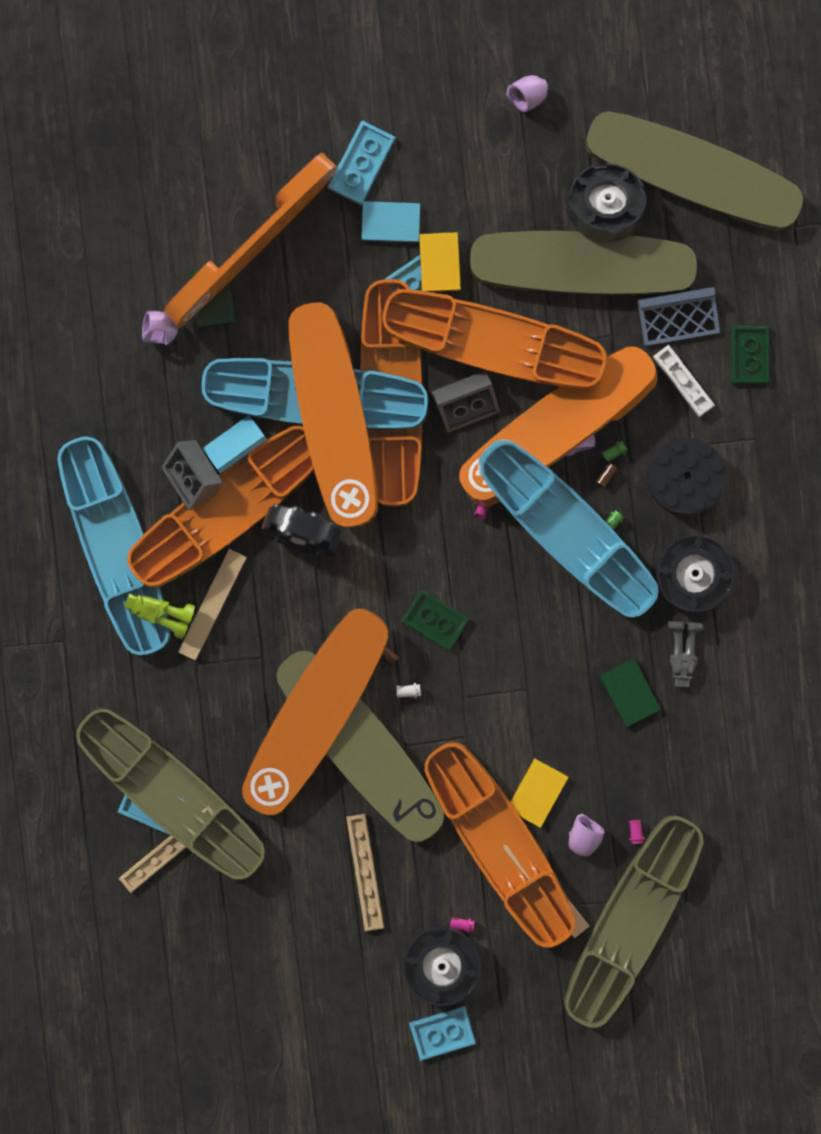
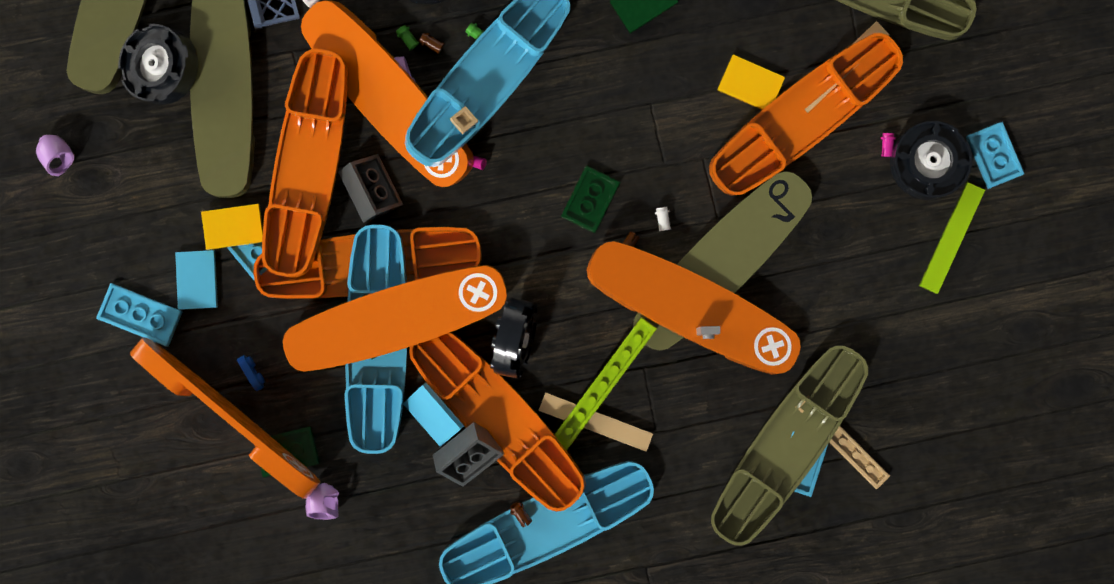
camera: 95 degrees left, 0 degrees up
(128, 521) = (518, 511): none -> reddish brown pin
(152, 609) = (609, 481): lime piece -> none
(250, 616) = (605, 382): none -> lime tile
(288, 722) = (708, 331): none -> light grey plate
(301, 265) = (255, 379): none -> blue plate
(362, 980) = (952, 238): none -> lime tile
(365, 872) = (845, 245): tan tile -> none
(519, 499) = (464, 120): none -> tan plate
(585, 839) = (792, 30): lavender piece -> none

